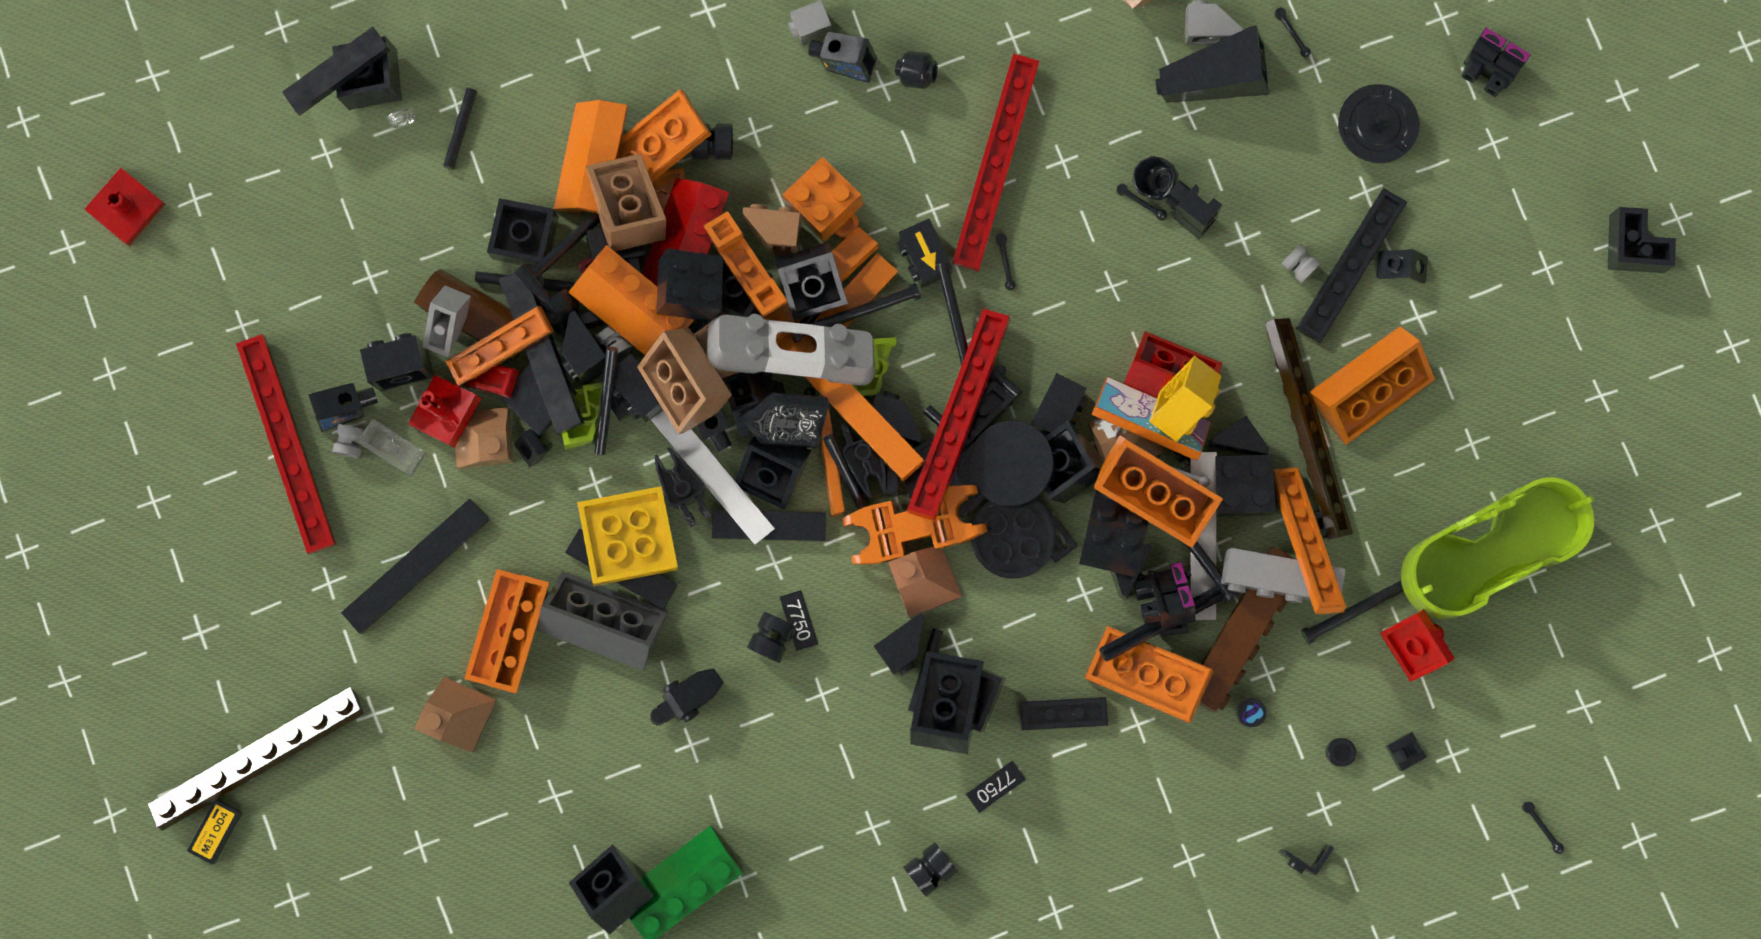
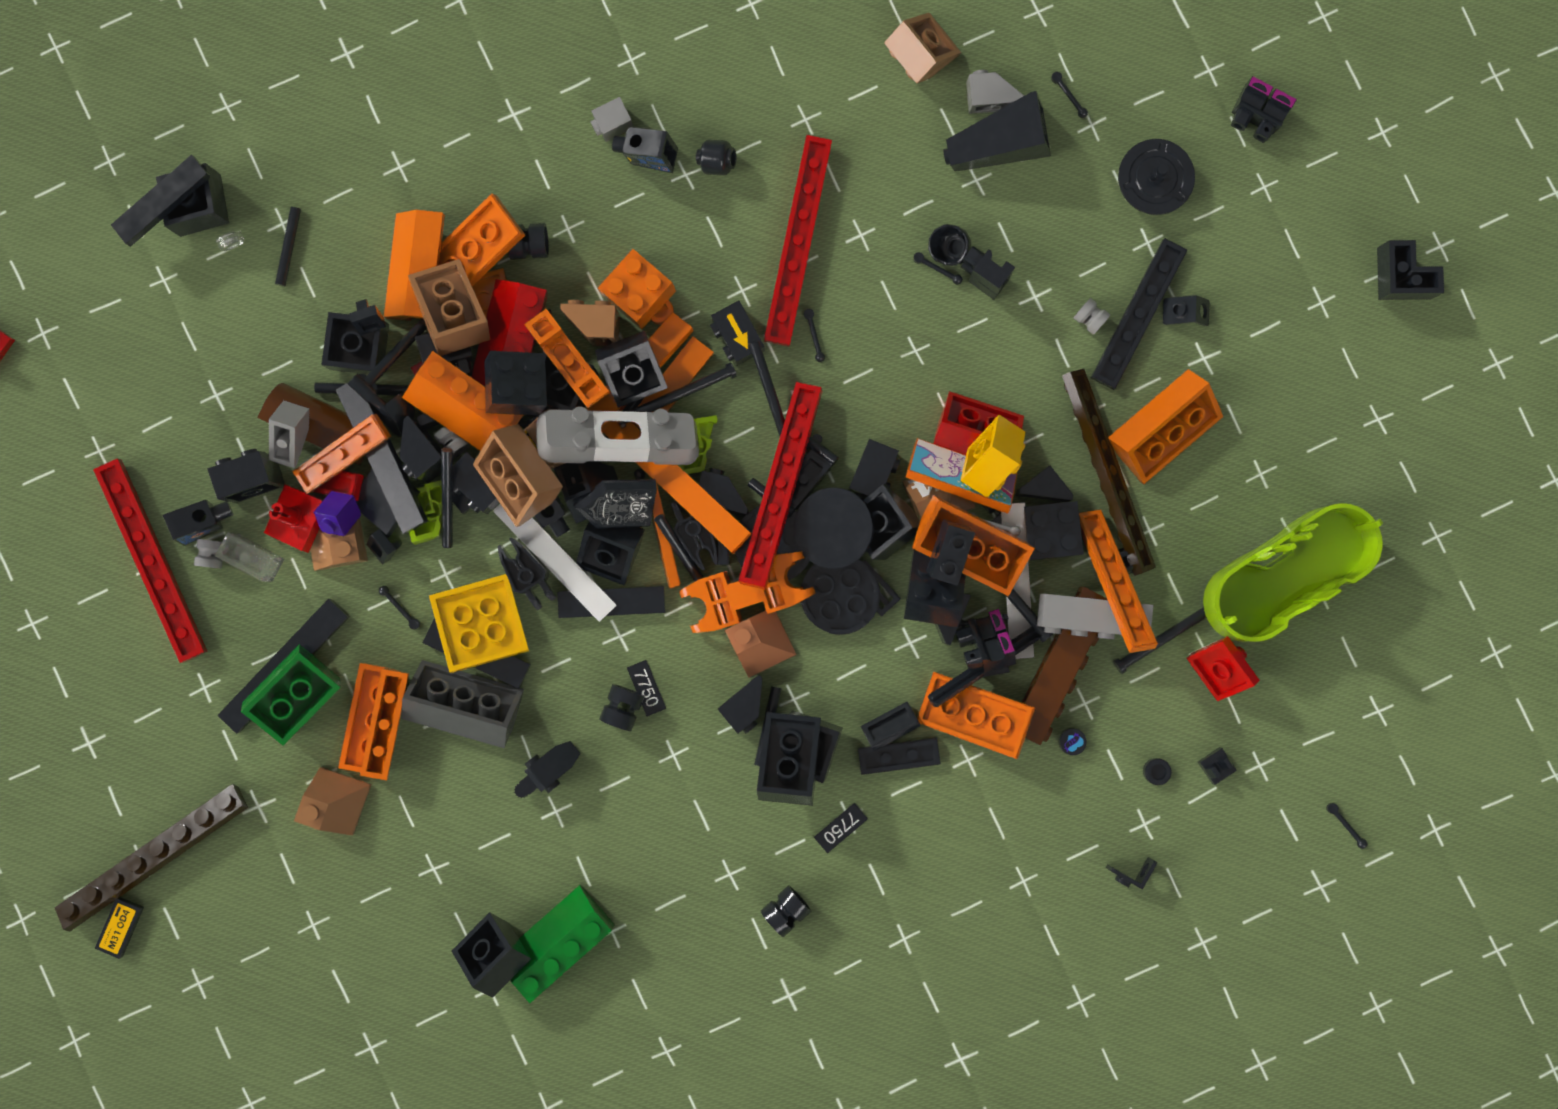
camera: 10 degrees left, 5 degrees up
(422, 595) = (291, 695): none -> green brick
(489, 408) = (337, 513): none -> dark purple brick
(540, 207) = (367, 318): none -> black tile
(556, 531) = (413, 623): none -> black hinge
(1057, 680) = (890, 726): none -> black tile
(1133, 493) = (950, 552): none -> black brick

